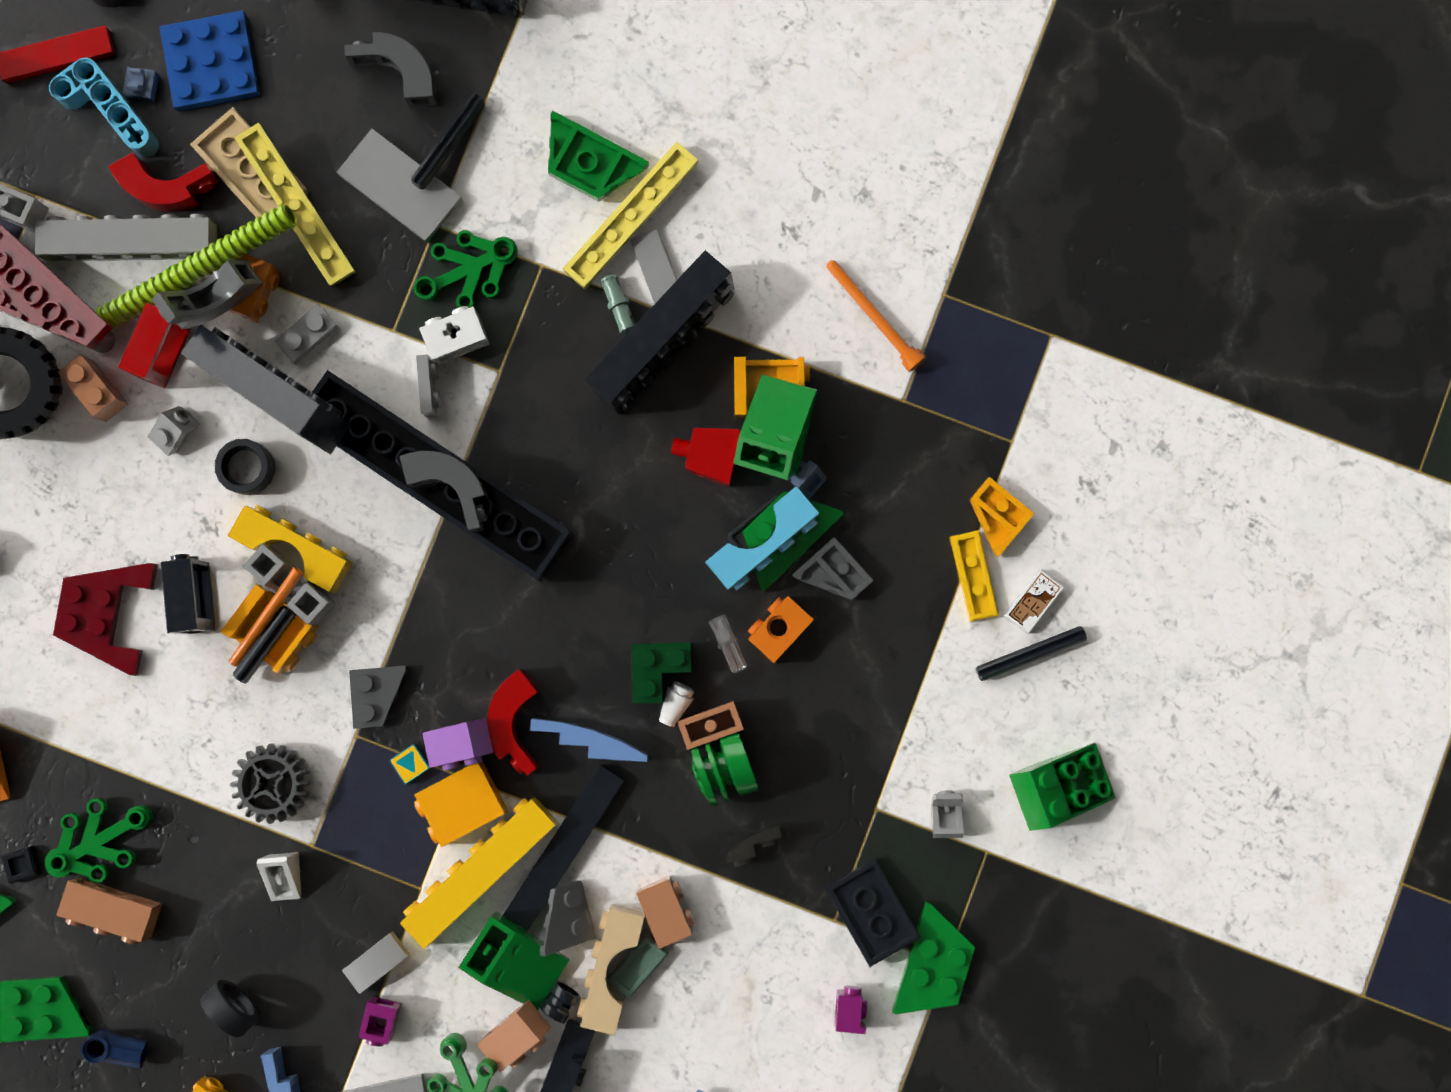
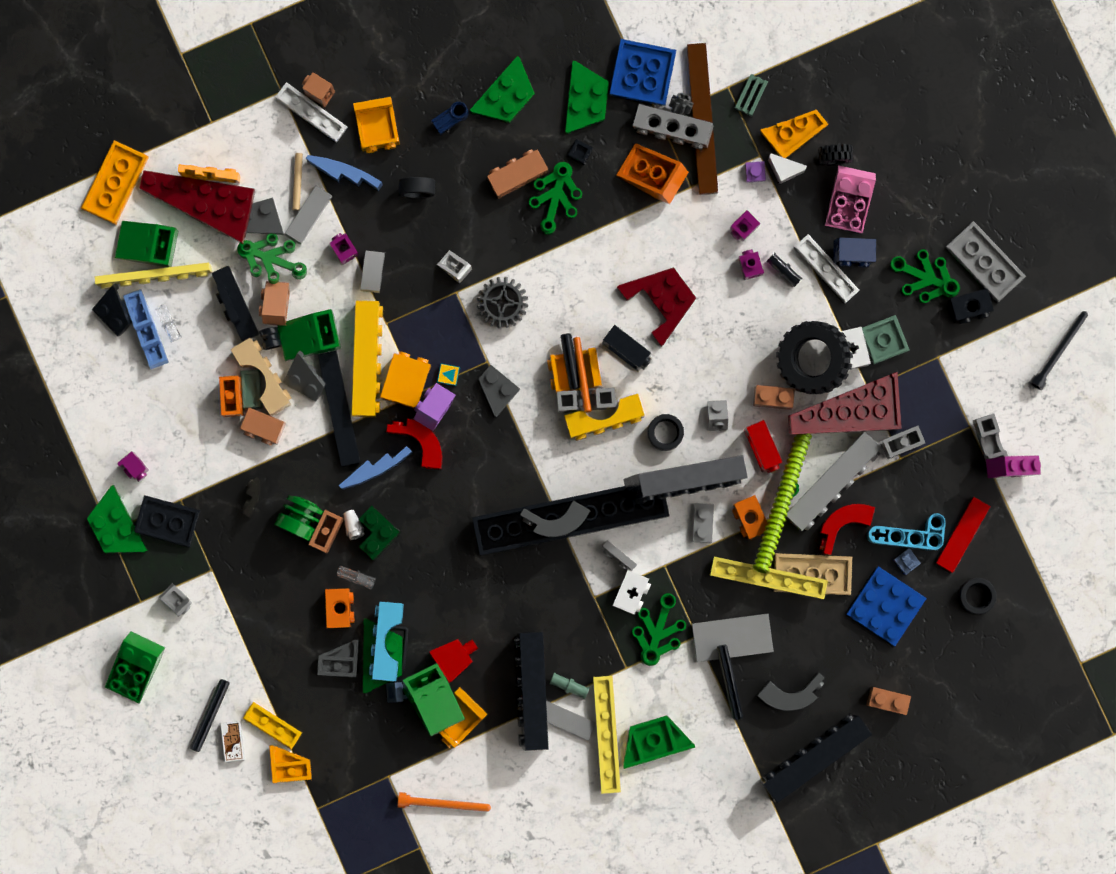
camera: 130 degrees right, 0 degrees up
(210, 298) = (757, 495): dark grey arch -> none
(666, 981) = (231, 396): none -> orange brick

